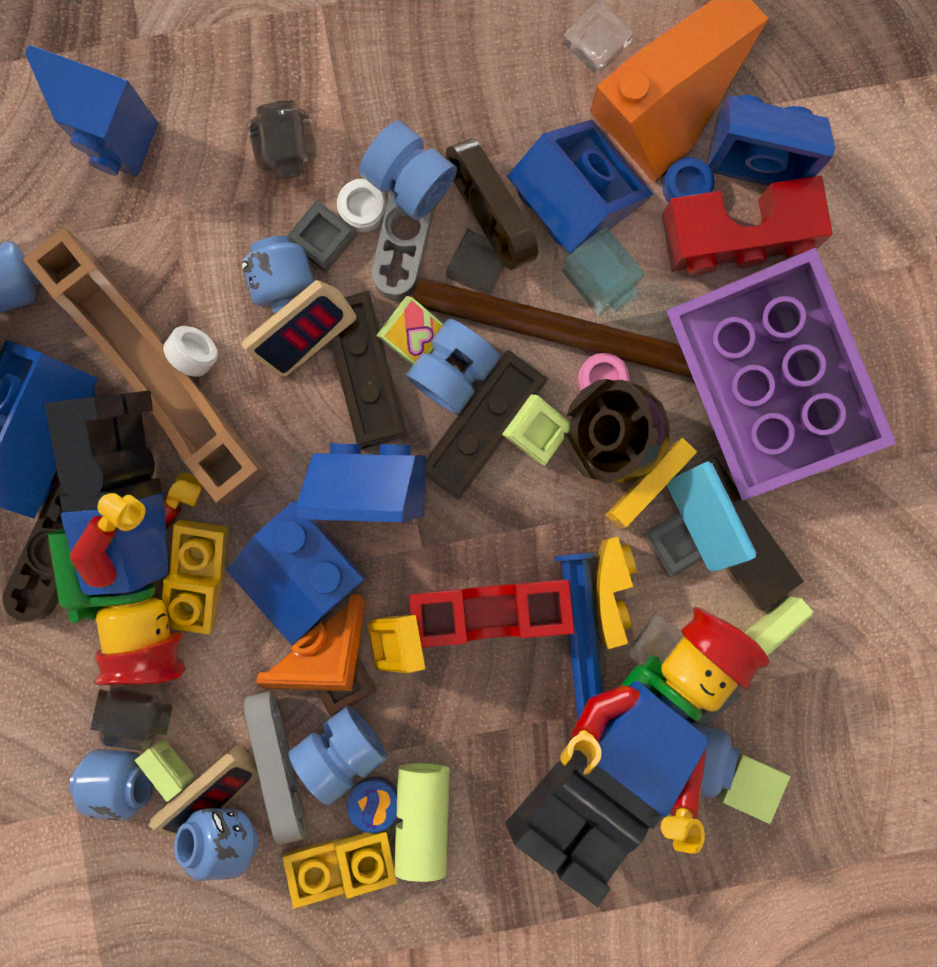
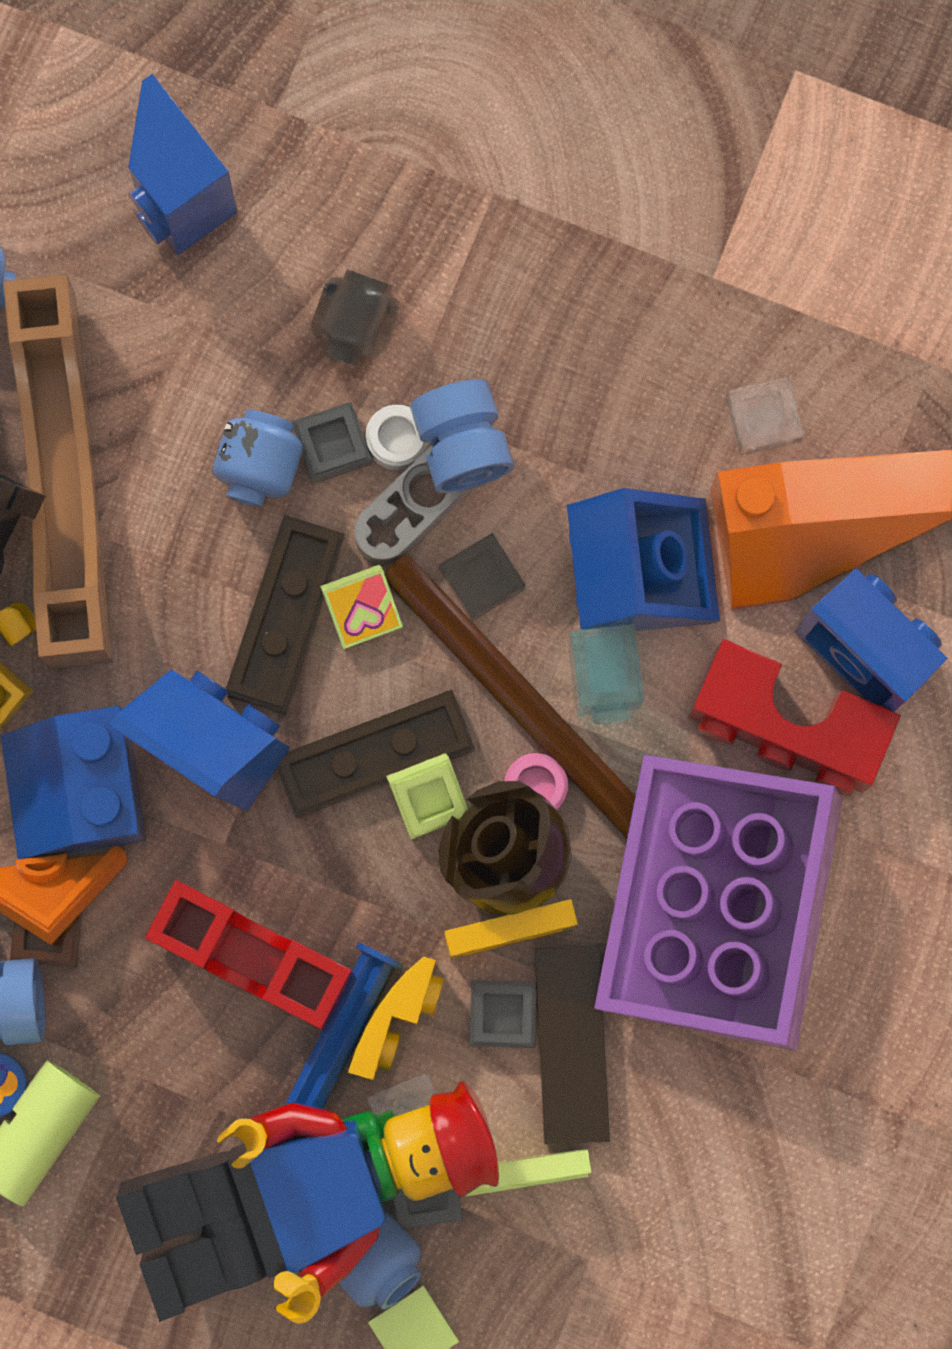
camera: 25 degrees right, 5 degrees down
(190, 351) = (114, 479): white tile -> none
(300, 328) = (244, 530): slope -> none
(396, 644) = (128, 922): yellow tile -> none
(443, 381) = (359, 681): medium blue wheel -> none
(492, 204) = (531, 524): dark brown beam -> none
(687, 178) = (765, 630): blue tile -> none
(711, 517) = (547, 1003): medium azure slope -> none

